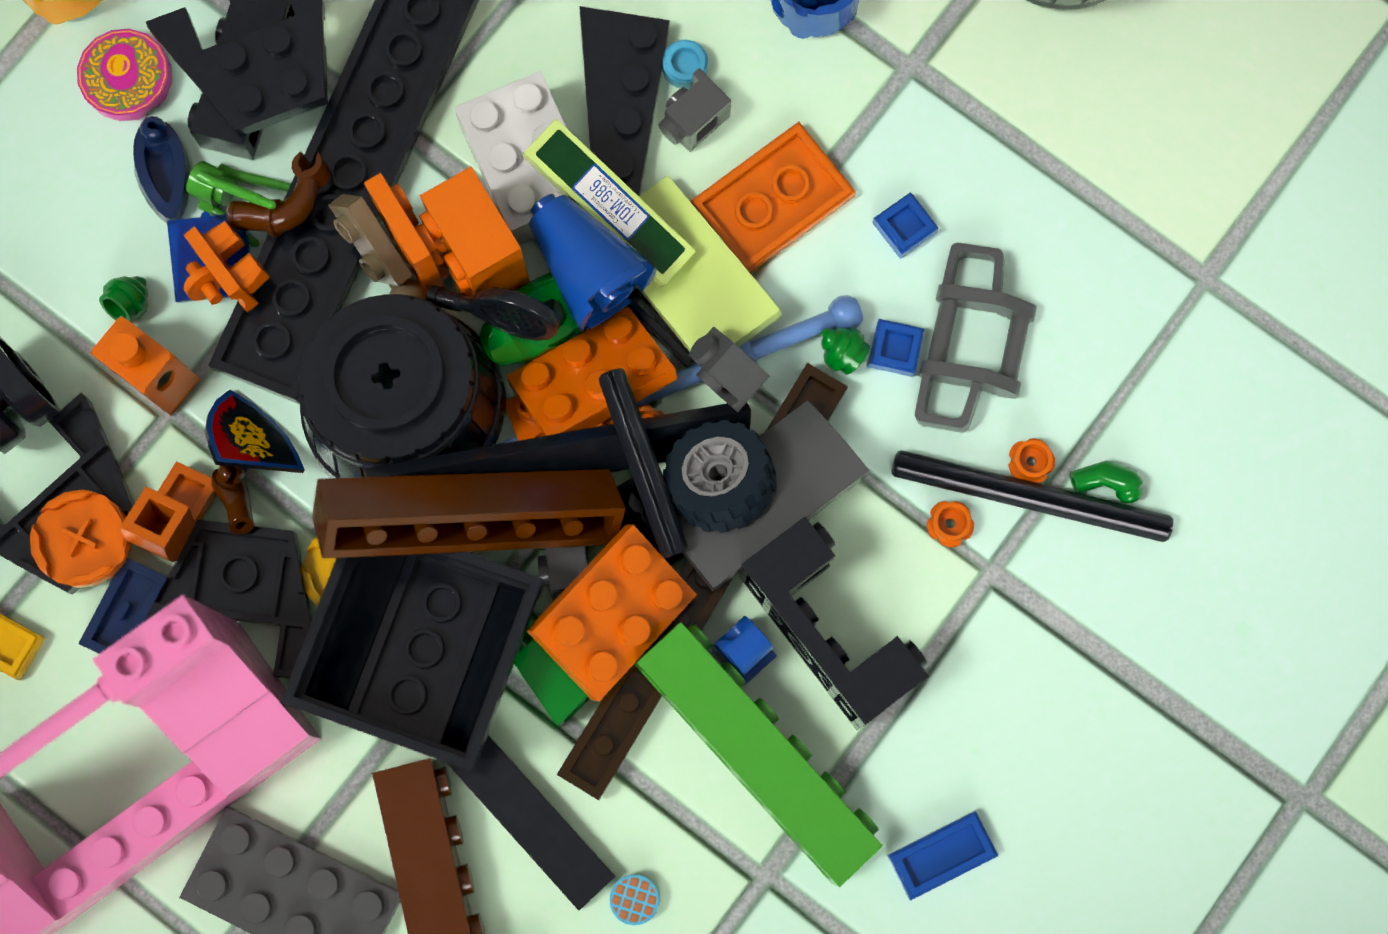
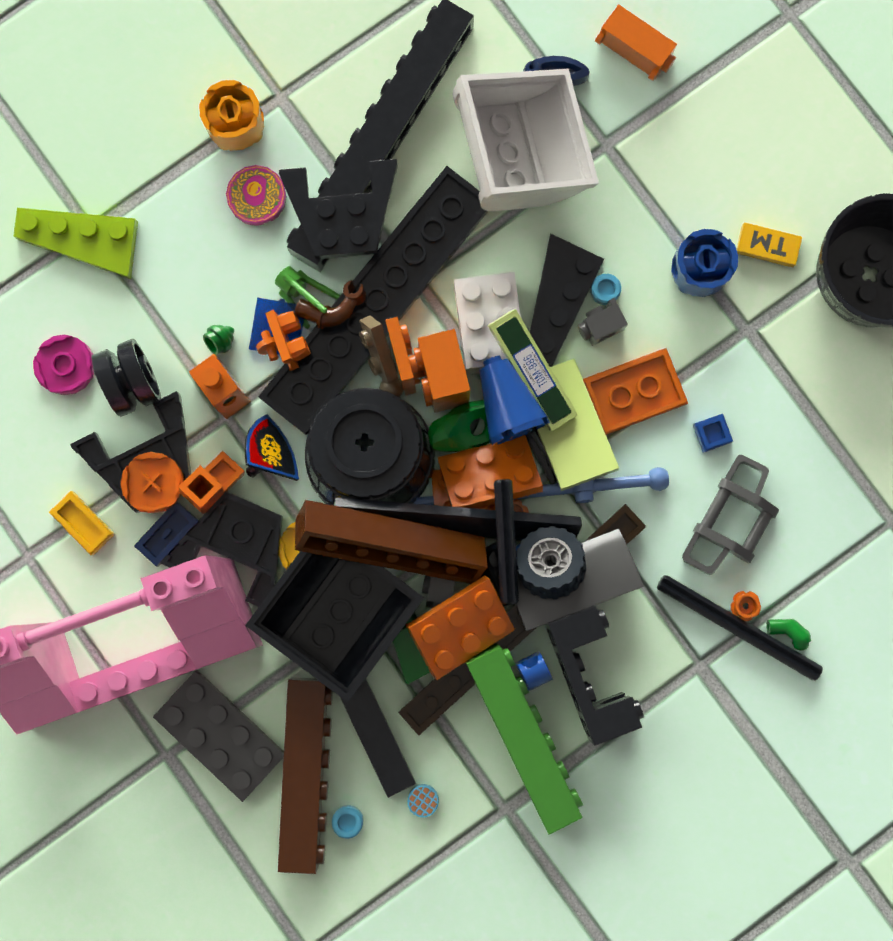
camera: 20 degrees right, 5 degrees up
(161, 168) = (263, 262): dark blue arm -> none
(235, 497) = (252, 485): reddish brown arm -> none
(502, 309) = (446, 419): black piece -> none
(727, 368) = (575, 496): dark grey brick -> none
(844, 349) = (651, 502): green plate -> none
(896, 347) = (683, 509): blue tile -> none
(942, 855) = (616, 830): blue tile -> none
(959, 514) = (691, 629): orange plate -> none

